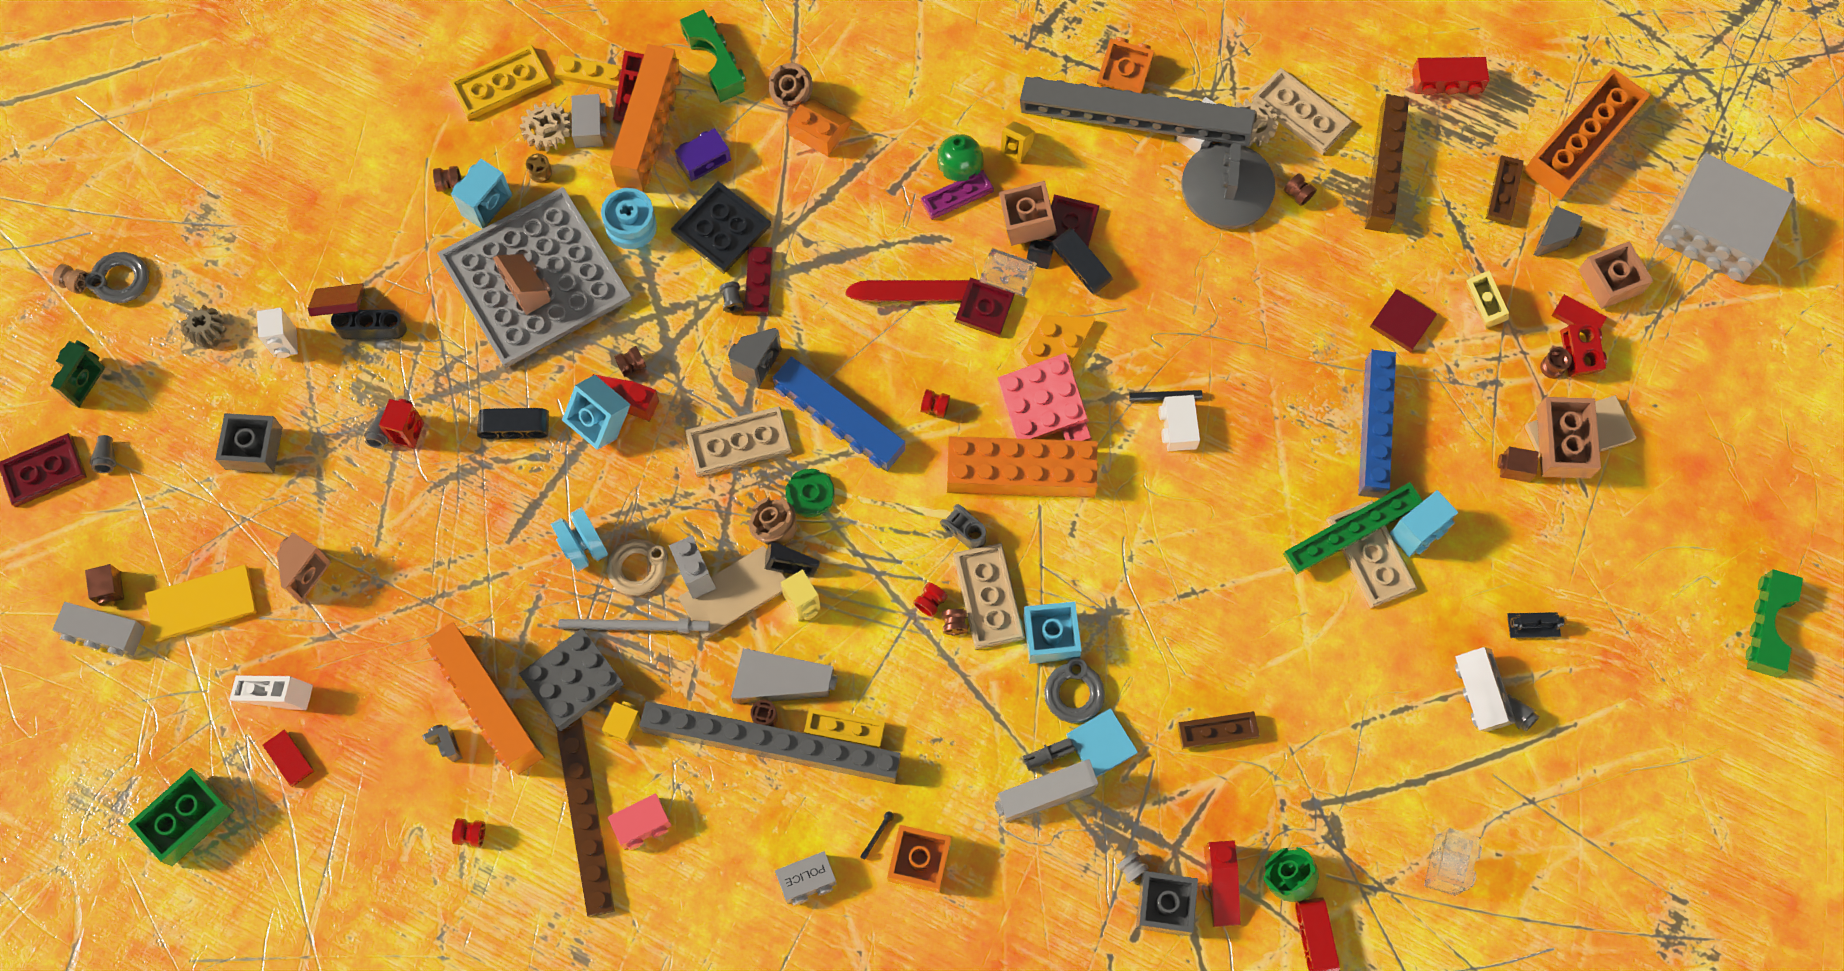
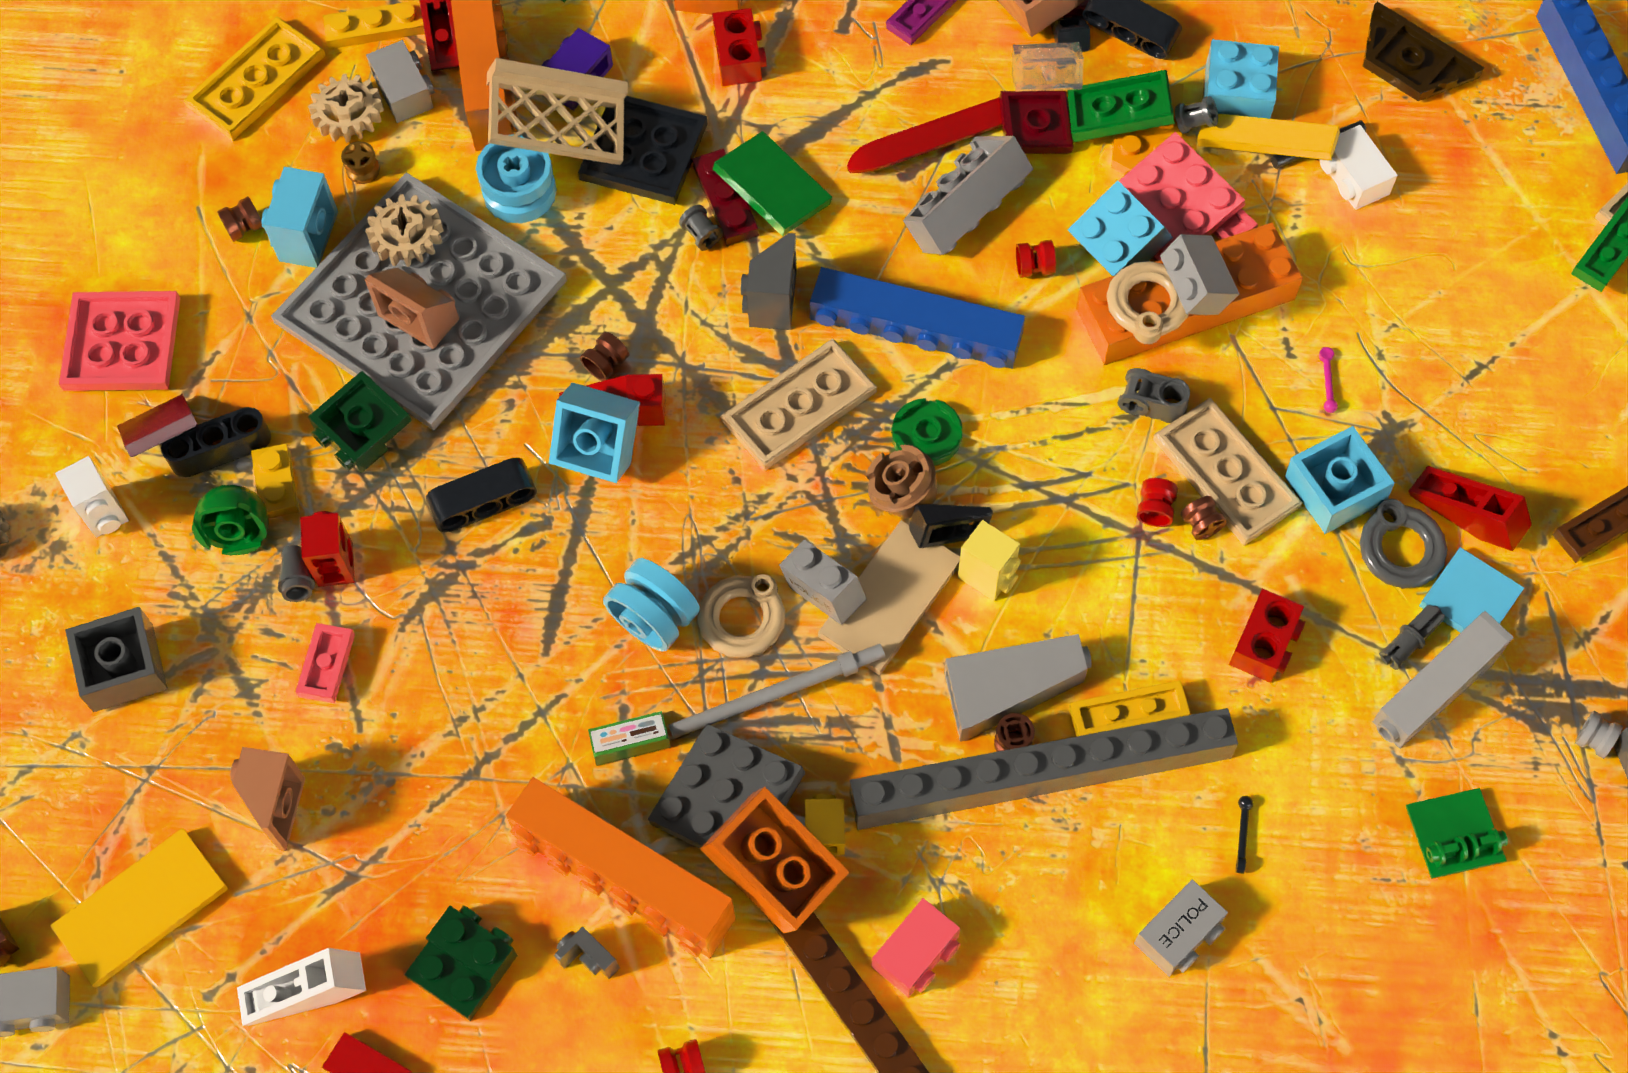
camera: 20 degrees left, 5 degrees down
(340, 232) = (120, 341): none -> coral plate
(355, 379) = (231, 520): none -> green cylinder
(370, 715) = (462, 961): none -> dark green plate
(372, 494) = (325, 663): none -> coral plate
(394, 363) = (275, 480): none -> yellow plate
(458, 346) = (358, 422): none -> dark green plate
(532, 617) = (629, 738): none -> slope
(541, 228) = (392, 240): none -> tan gear
(572, 733) = (774, 860): none -> orange brick
(671, 165) = (555, 84): none -> tan fence
(790, 284) = (772, 183): none -> green tile
(809, 178) = (737, 46): none -> red brick
(912, 341) = (968, 193): none -> light grey wedge
(919, 858) = (1322, 837): orange brick -> none
(950, 711) = (1263, 634): none -> red brick
(993, 482) = (1133, 321): none -> tan piece
(995, 408) = (1119, 230): none -> medium azure brick
(1009, 890) = (1456, 833): none -> green hinge
(1022, 461) = (1199, 274): none -> light grey brick
(1043, 319) = (1120, 106): none -> green tile
(1089, 344) = (1196, 114): none -> dark grey bush
(1094, 544) = (1326, 355): none -> dark pink hinge
(1130, 378) = (1271, 136): none -> yellow tile
(1132, 332) = (1242, 78): none -> medium azure brick
(1132, 685) = (1475, 507): none -> red slope
(1260, 359) = (1413, 58): none -> dark brown wing

